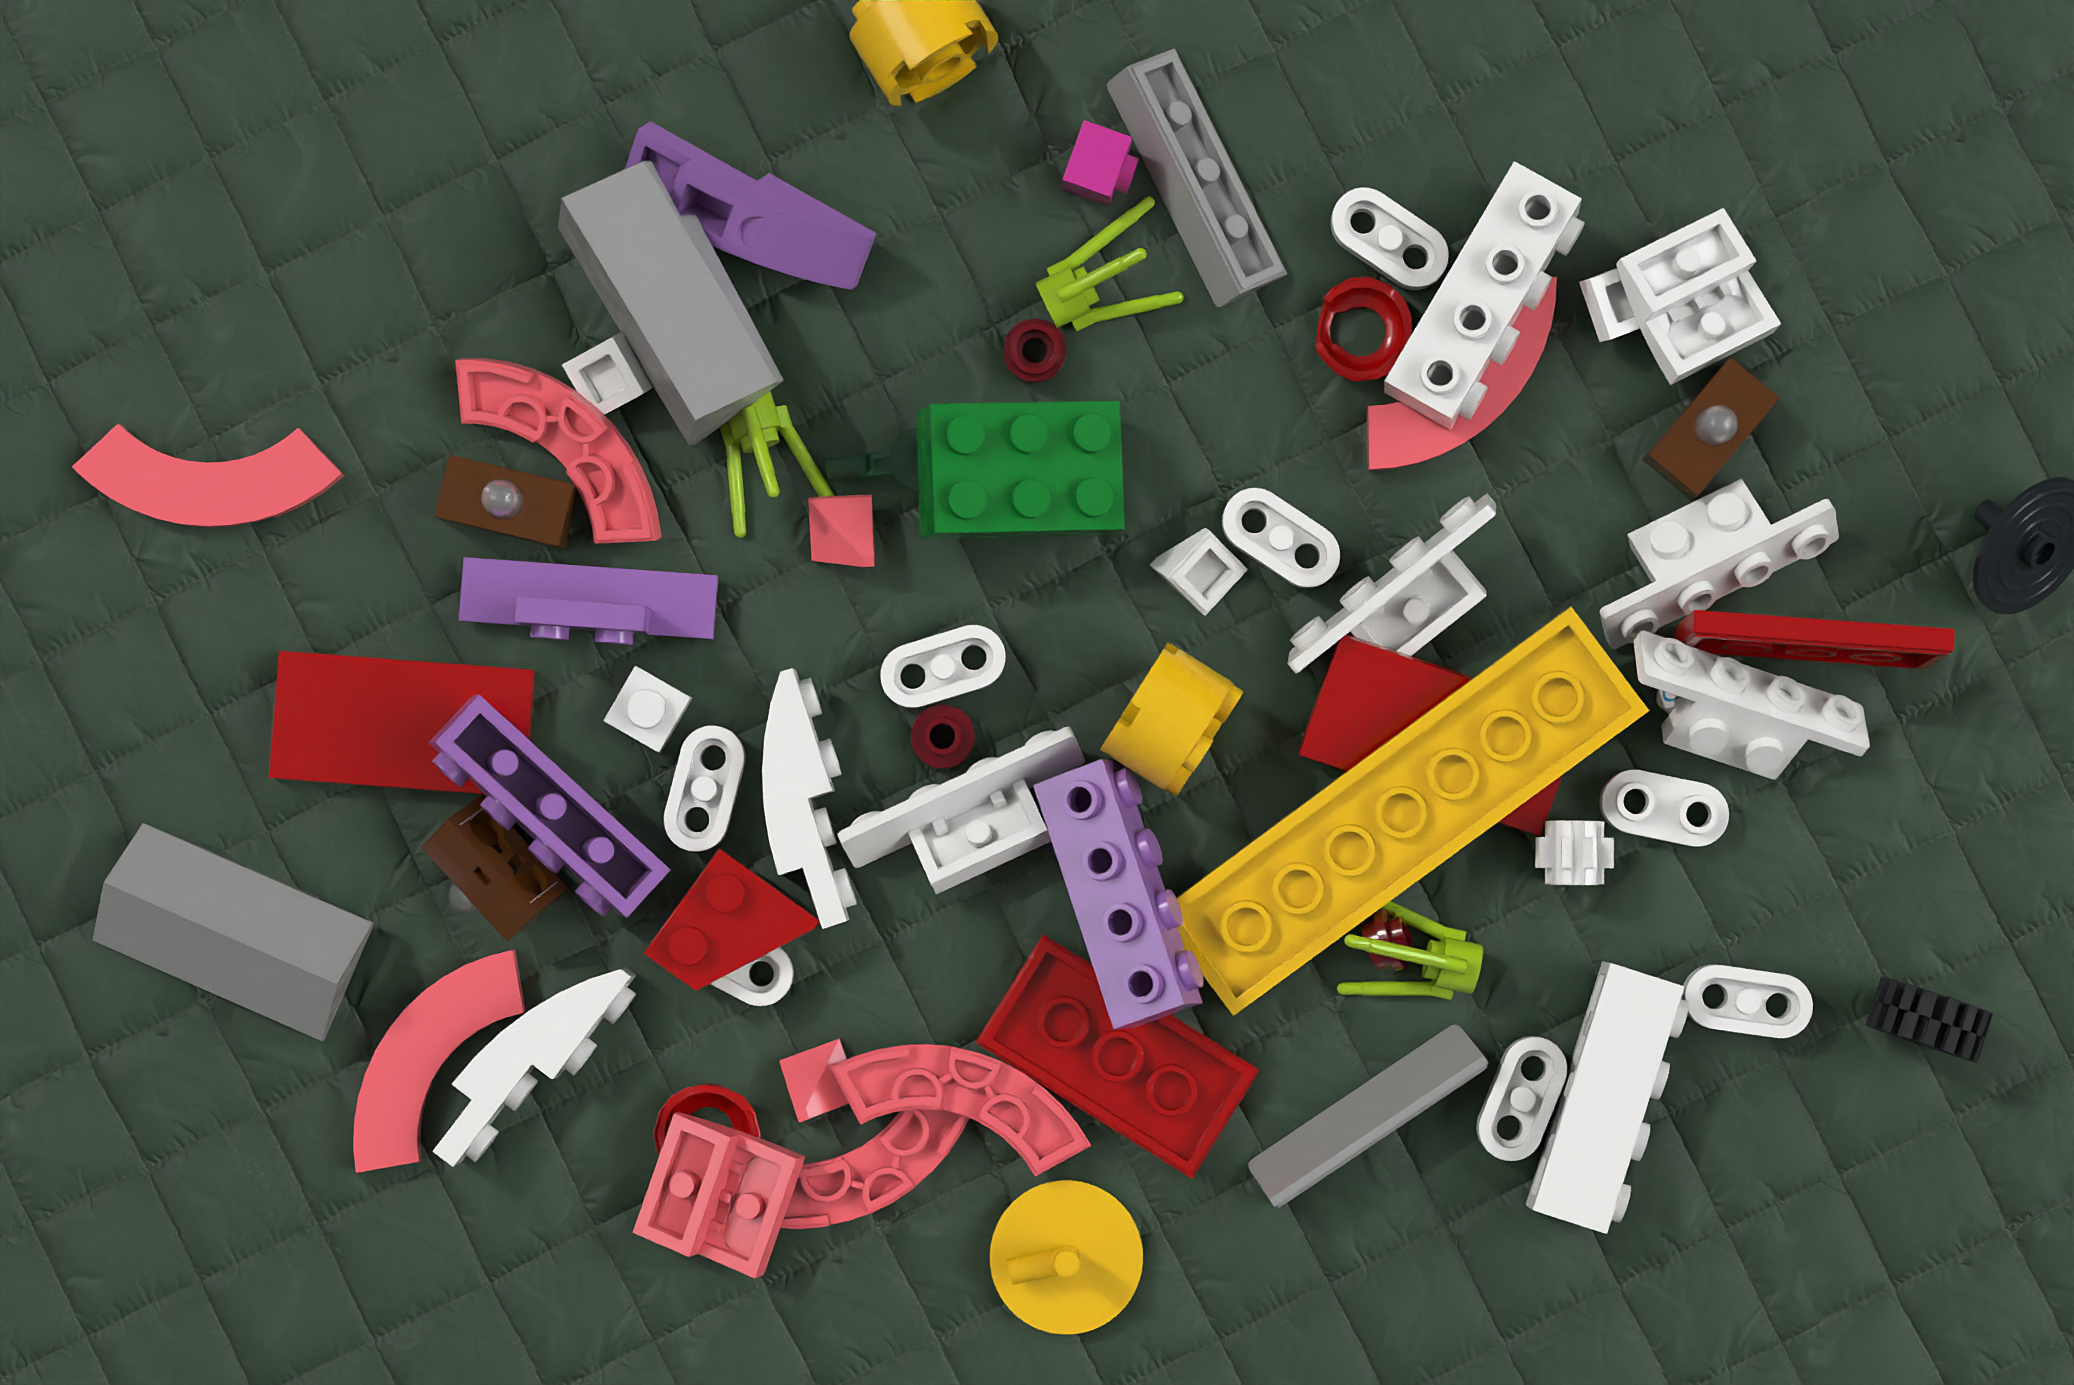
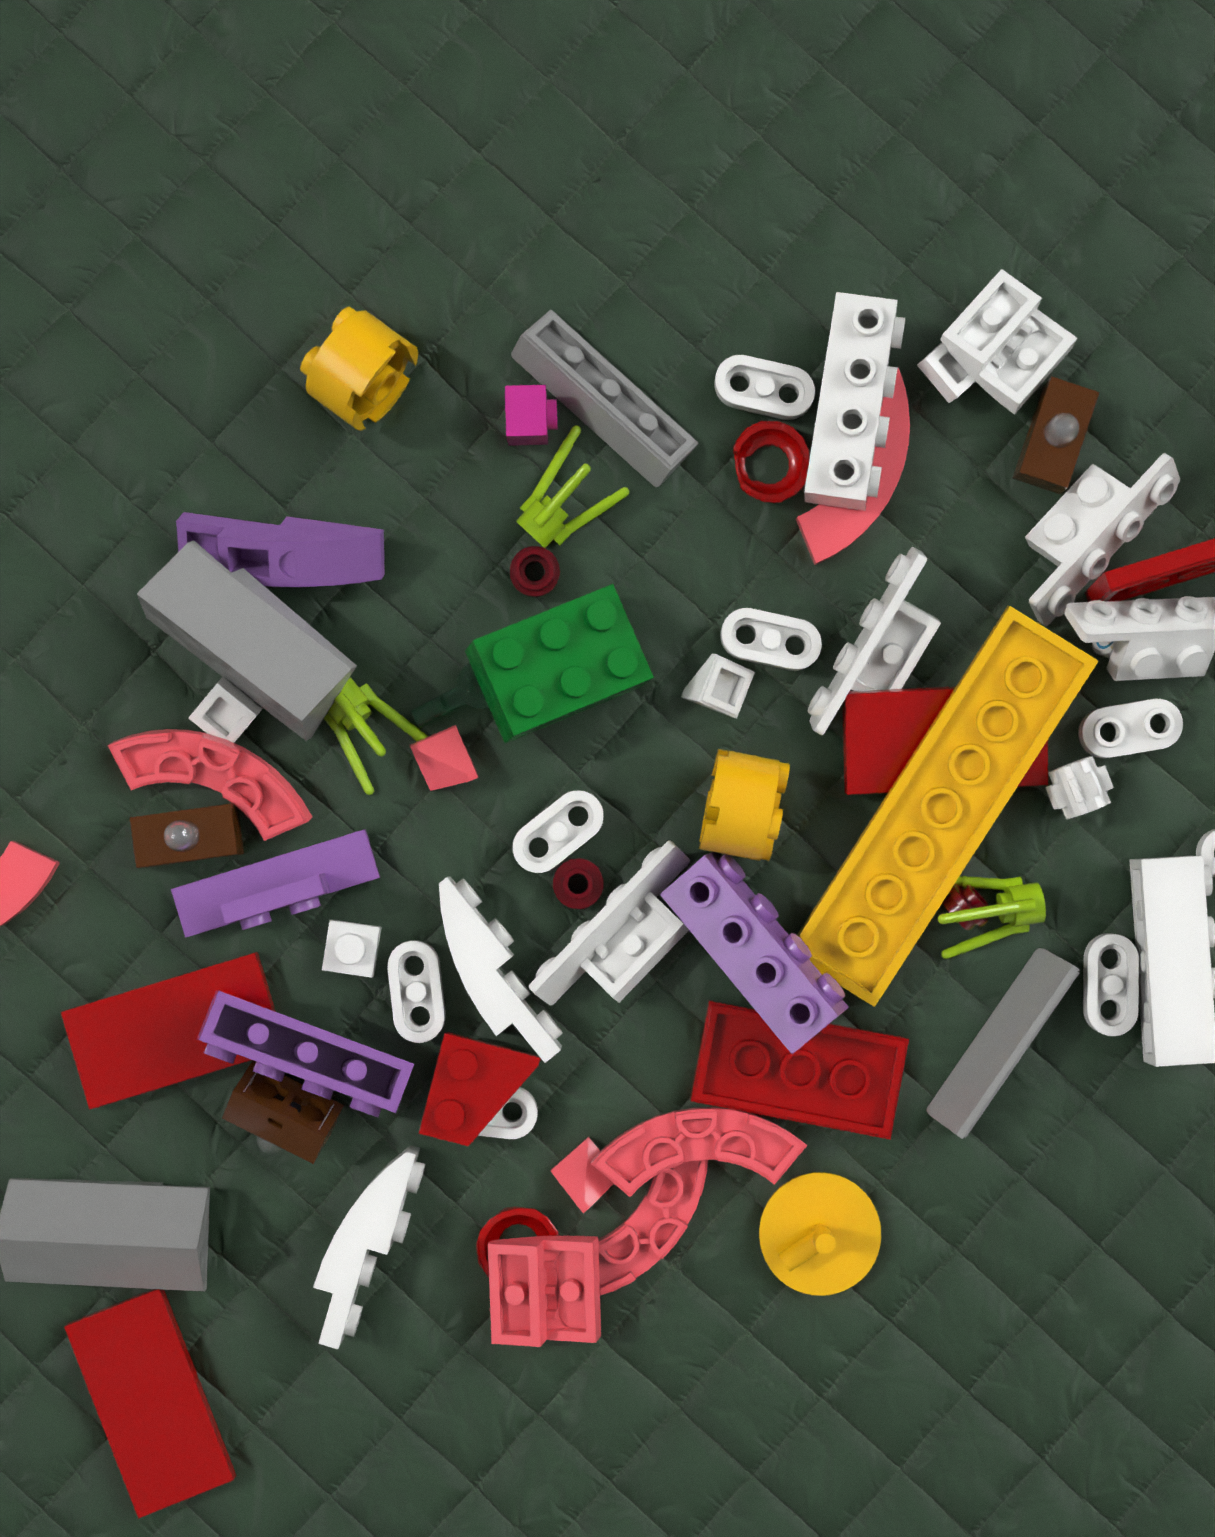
camera: 20 degrees left, 0 degrees up
(207, 1146) = (150, 1401): none -> red tile
(417, 1047) = (277, 1269): coral tile -> none

